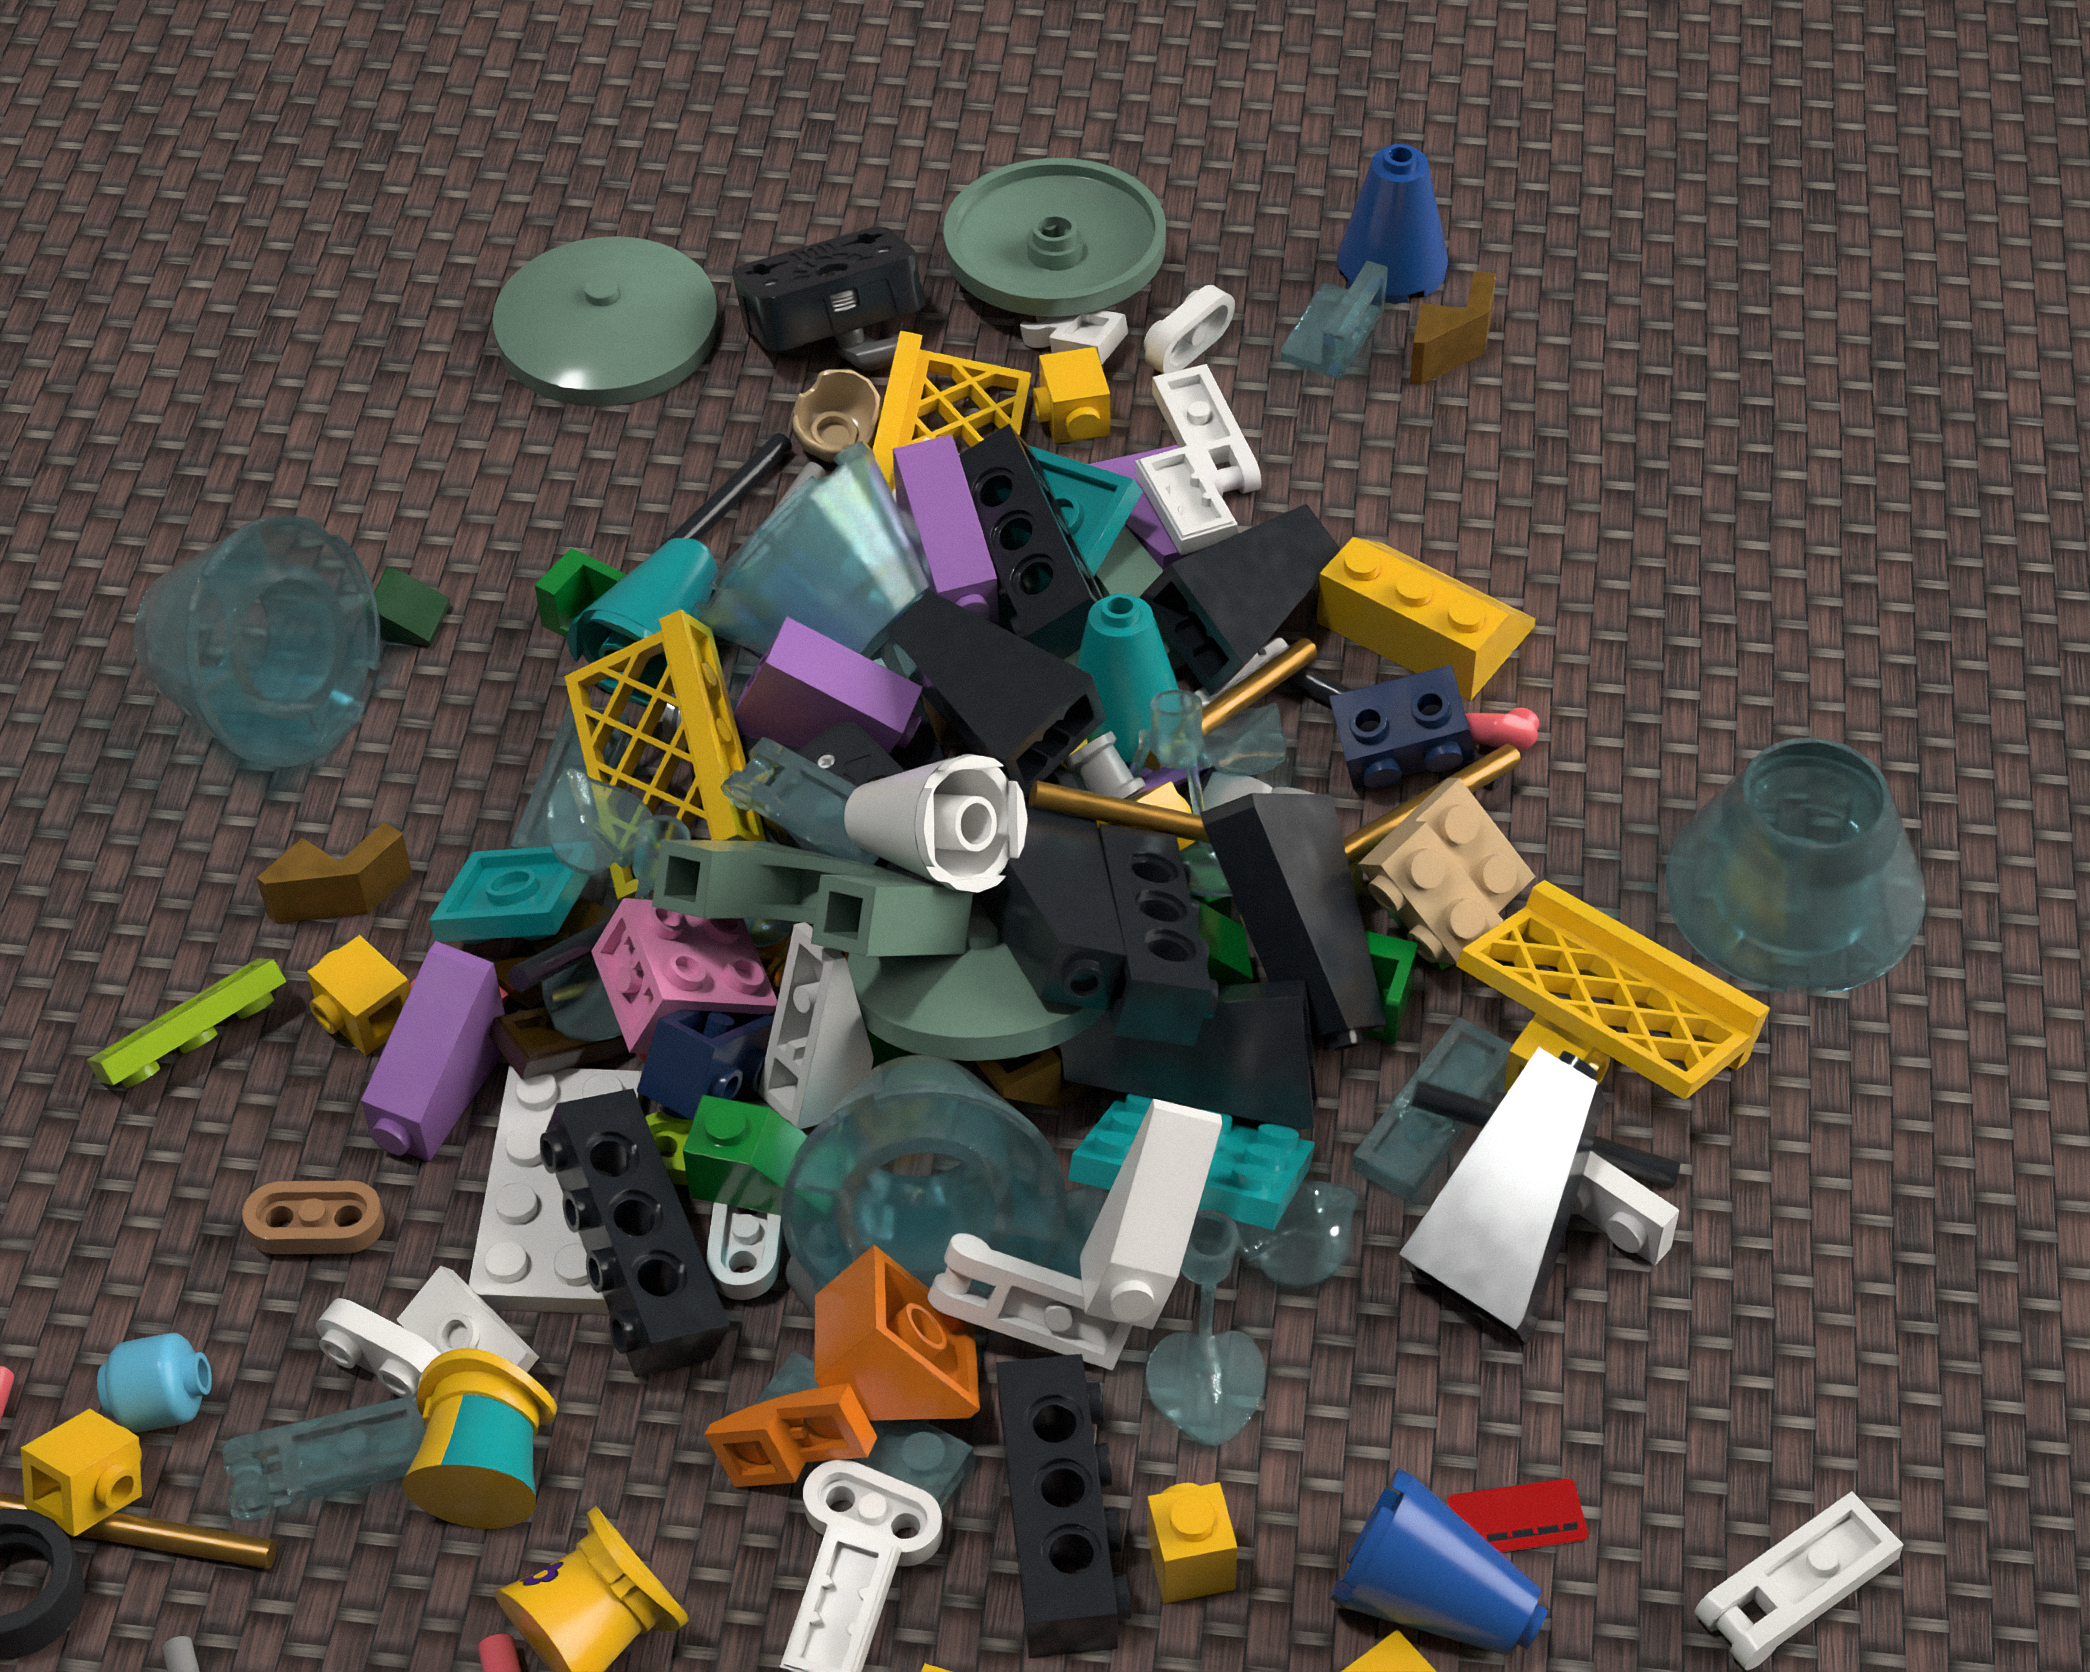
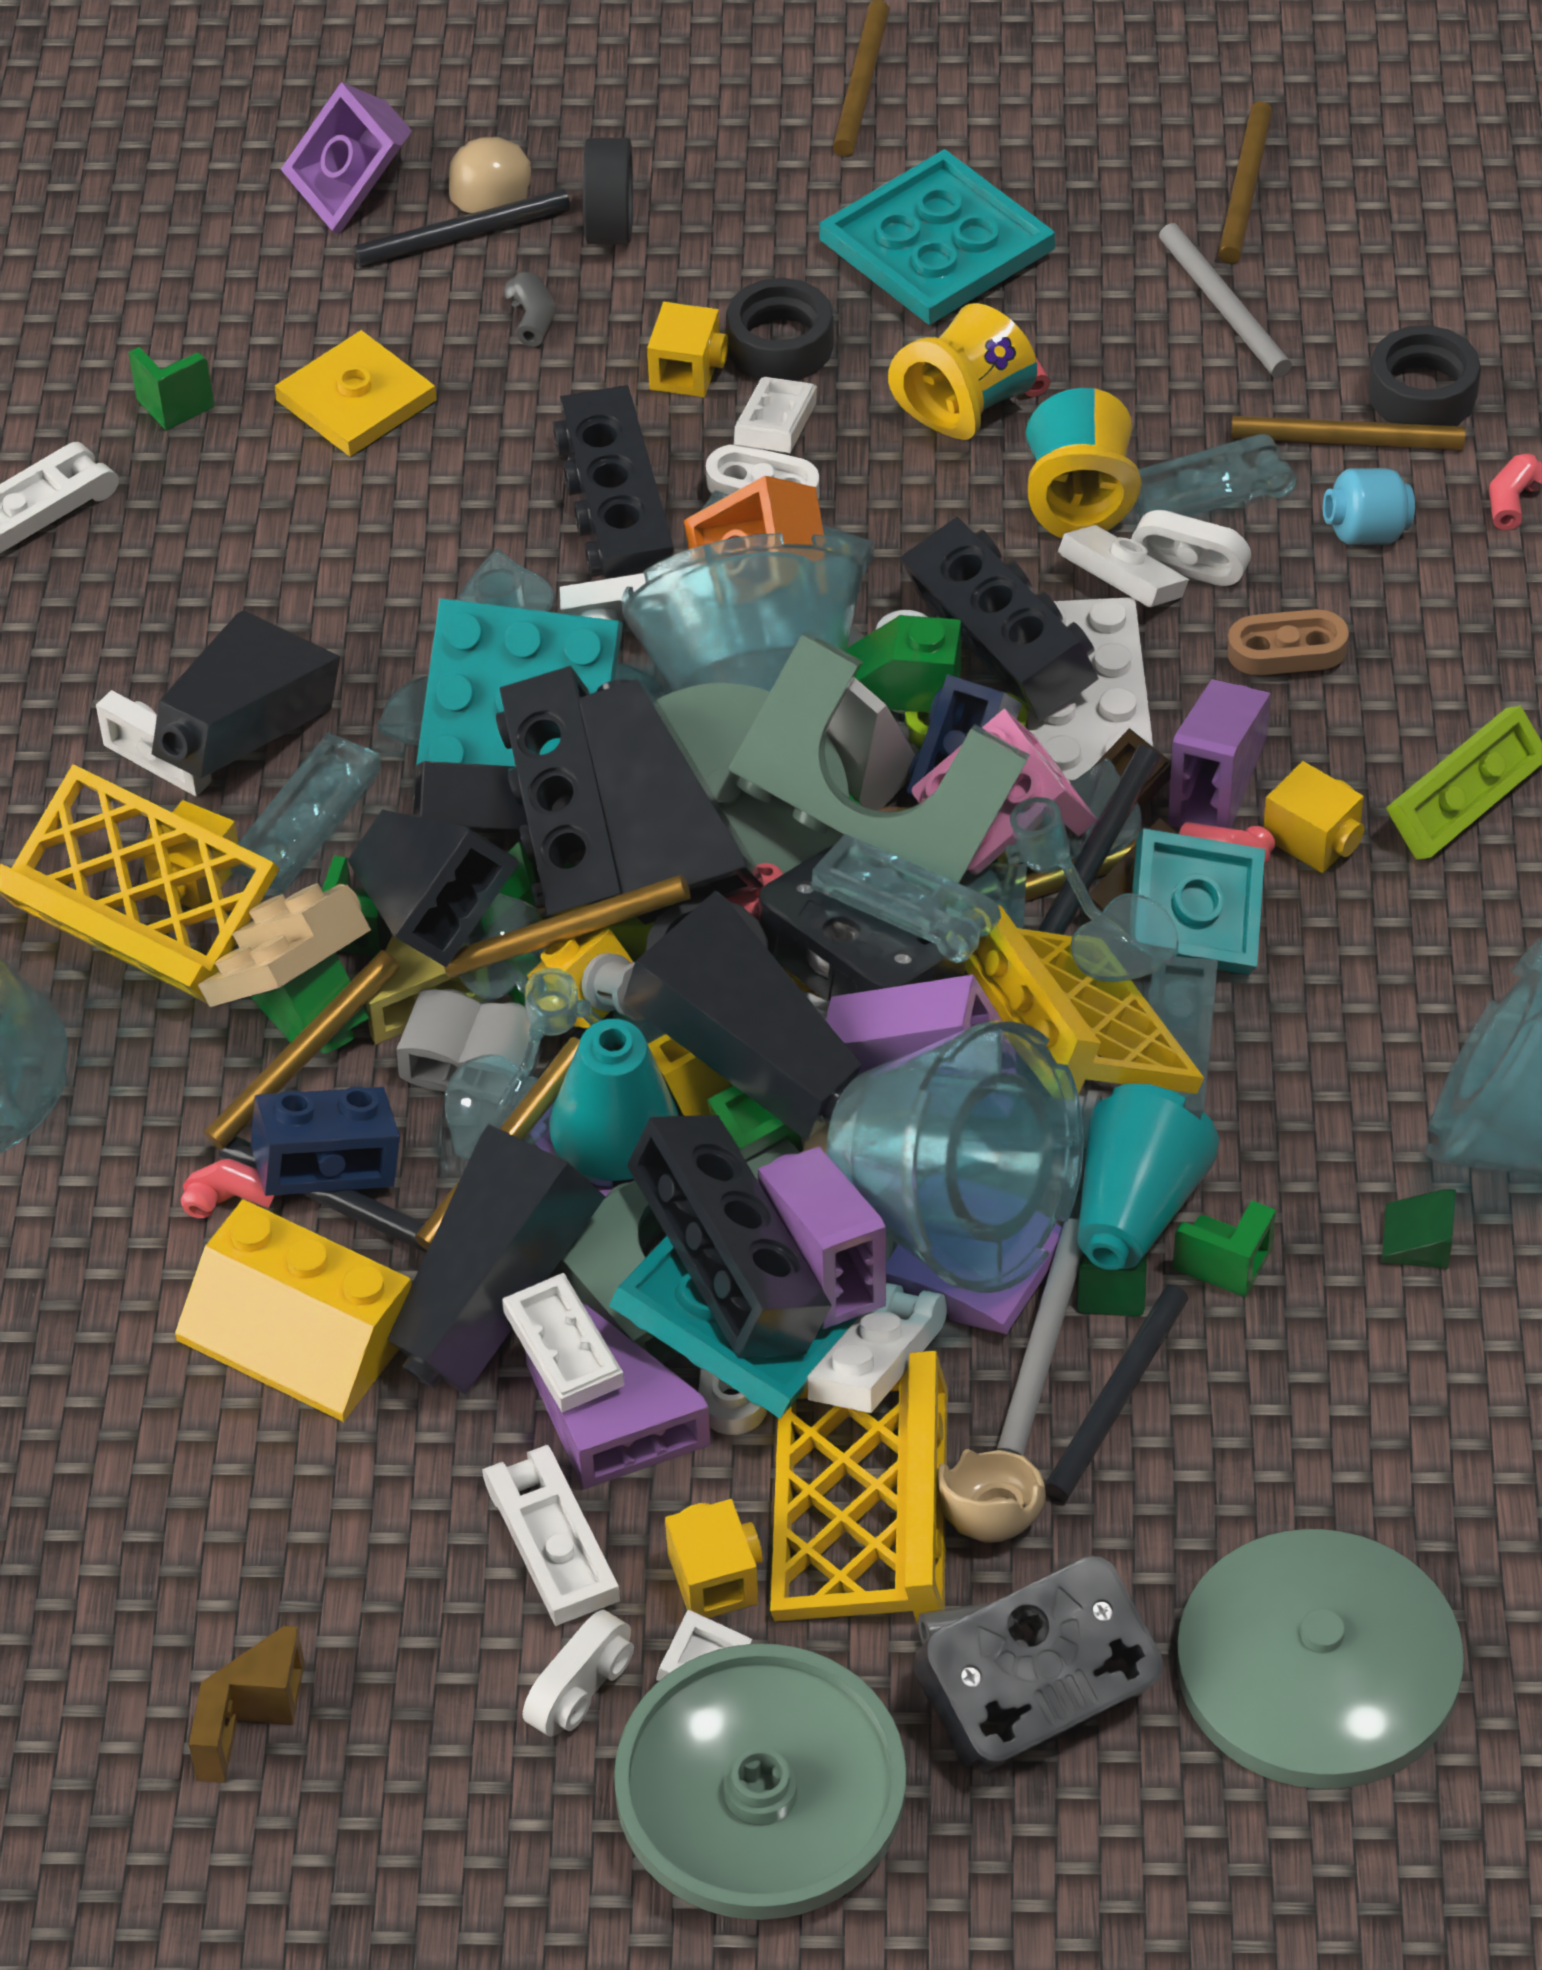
camera: 175 degrees right, 0 degrees up
(81, 1471) = (1392, 427): yellow brick -> none
(316, 886) = (1391, 913): pearl gold slope -> none
(781, 1434) = (851, 497): orange slope -> none
(943, 821) = (776, 782): white cone -> none
(1149, 1216) = (554, 576): white slope -> none
(1191, 1541) = (508, 468): yellow brick -> none
(1337, 323) = (393, 1720): clear light blue panel -> none
(1396, 225) = (318, 1830): blue cone -> none
(1437, 1574) = (324, 455): blue cone -> none
(1478, 1113) = (221, 785): black bar -> none
(1524, 1514) = (251, 542): red sticker -> none

